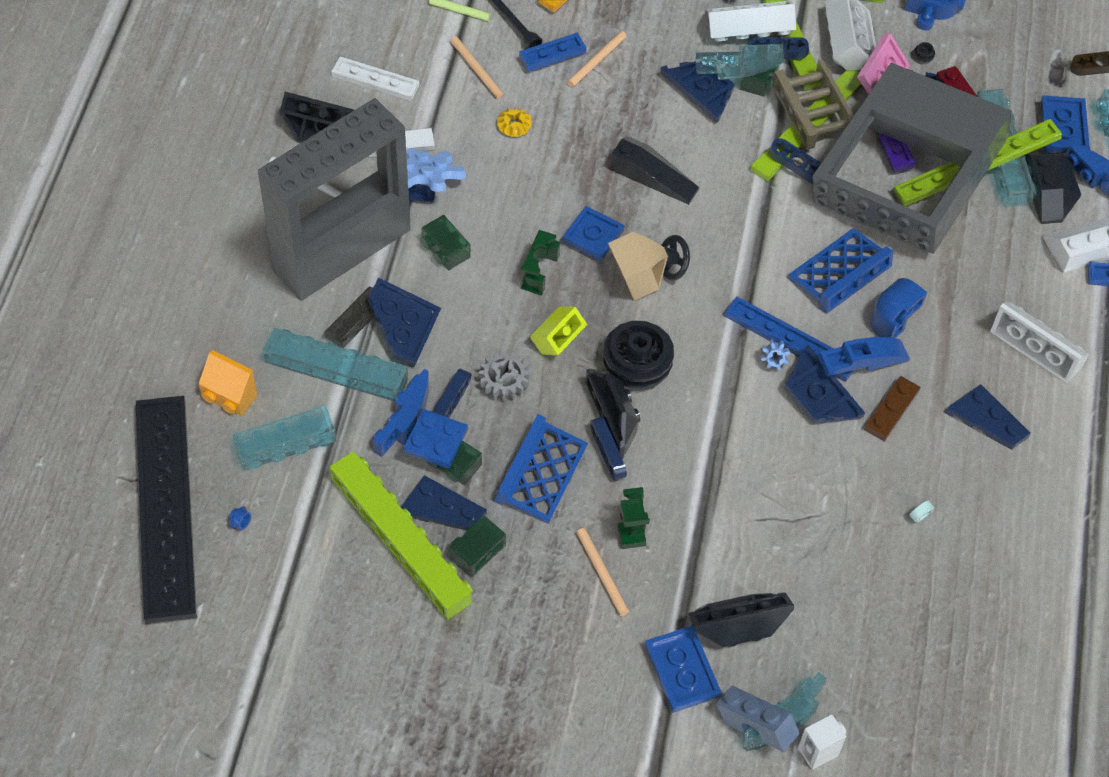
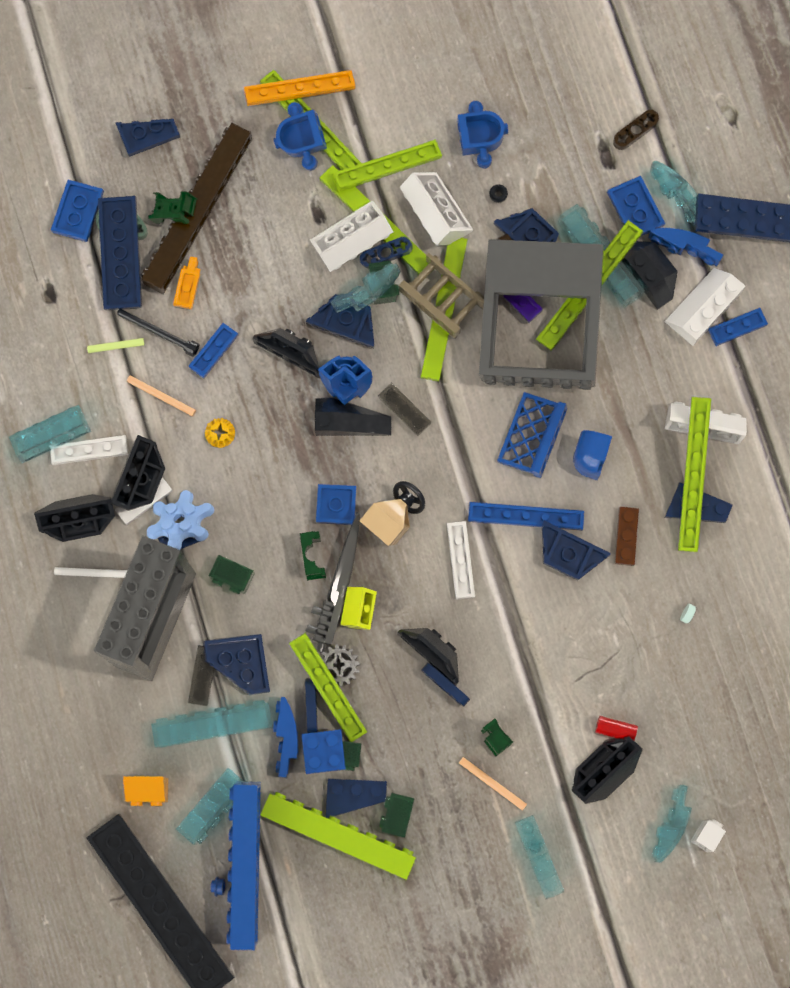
camera: 25 degrees left, 20 degrees up
(280, 500) = (245, 865): none -> blue brick
(346, 44) = (49, 434): none -> clear light blue brick
(418, 108) = (139, 476): none -> black wedge
(479, 383) = (328, 687): none -> lime tile
(522, 460) = (390, 728): blue fence -> none
(528, 321) = (336, 595): none -> dark grey piece
(580, 74) = (249, 339): light nougat bar -> none
(611, 667) = (539, 857): none -> clear light blue slope
(629, 81) = (290, 348): none -> black wedge
(641, 343) = (410, 608): black wheel -> none
(672, 128) = (346, 378): none -> blue brick
(682, 669) = (586, 829): blue plate -> none
(695, 345) = (460, 560): none -> white tile
(716, 185) = (404, 409): none -> clear smoke plate
(744, 710) = (658, 844): sand blue arch -> none
(773, 582) = (615, 728): none -> red piece
(775, 361) = (523, 539): light blue gear -> none
(781, 157) = (441, 349): dark blue beam -> none
(861, 353) = (588, 508): blue slope -> none
(881, 57) = (477, 231): bright pink plate -> none
(954, 78) = (540, 218): dark red plate -> none
(1001, 374) = (694, 474): none -> lime tile

